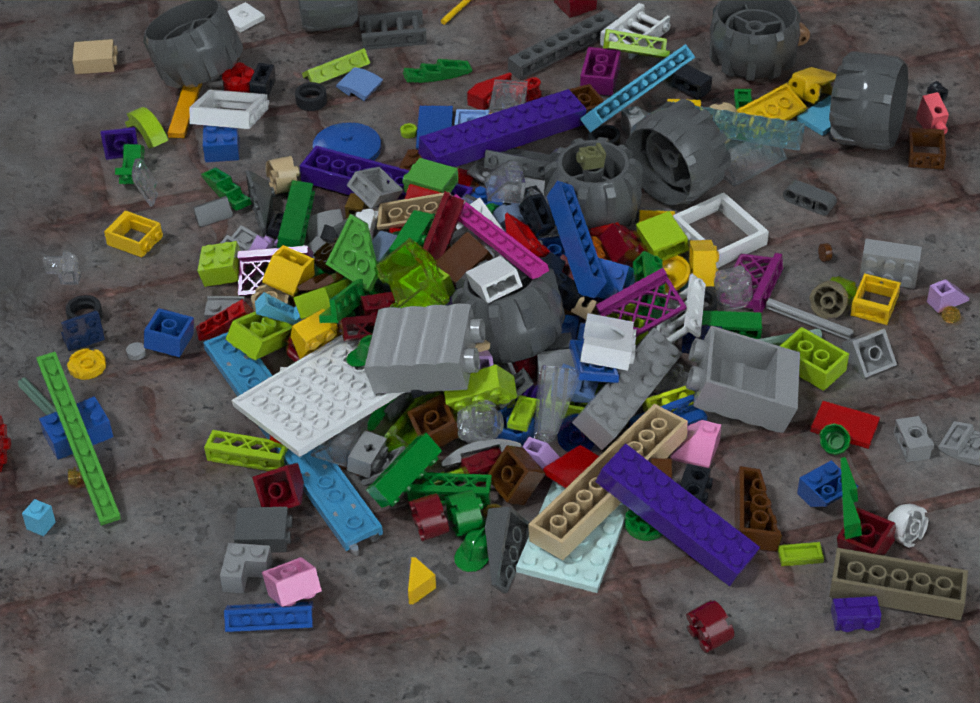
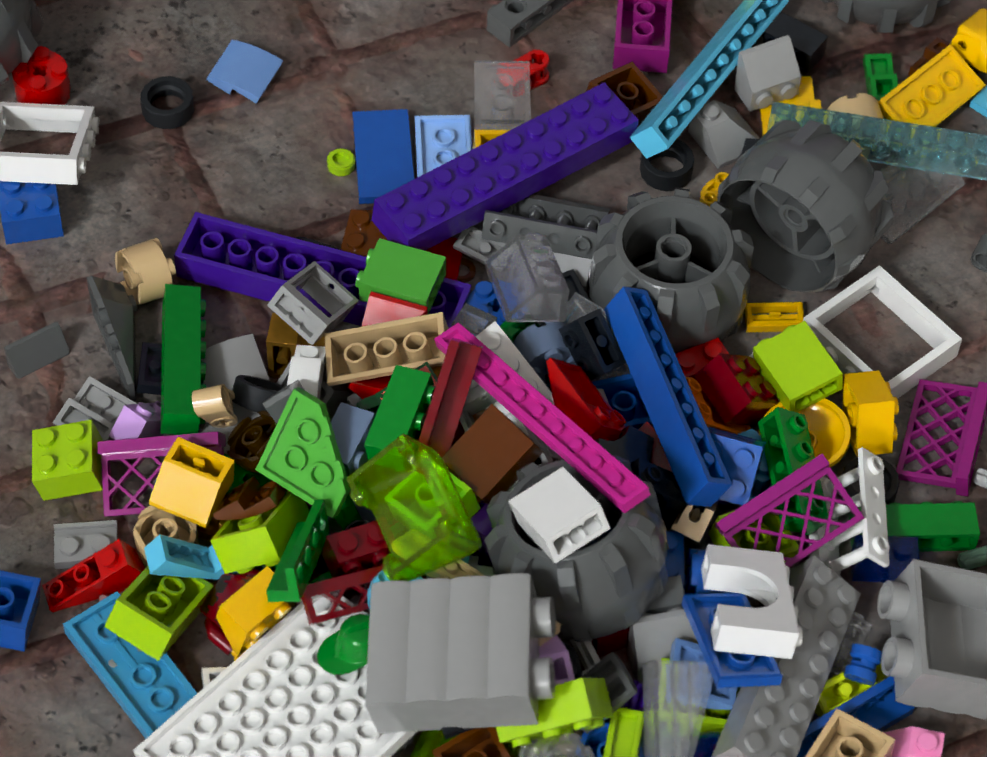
camera: 10 degrees left, 10 degrees up
(223, 186) = (51, 300): green slope -> none
(263, 79) = (82, 76): black brick -> none
(309, 235) = (215, 405): none -> tan piece
(337, 67) = (202, 39): lime fence -> none
(350, 139) = (246, 191): blue dish -> none
(442, 70) = (376, 39): green slope -> none
(480, 94) = (455, 82): red slope -> none
(591, 157) = (672, 233): olive brick -> none
(670, 88) = (767, 73): none -> light grey slope
(676, 386) = (863, 664): none -> blue wheel
(733, 287) = (924, 456): clear brick -> none

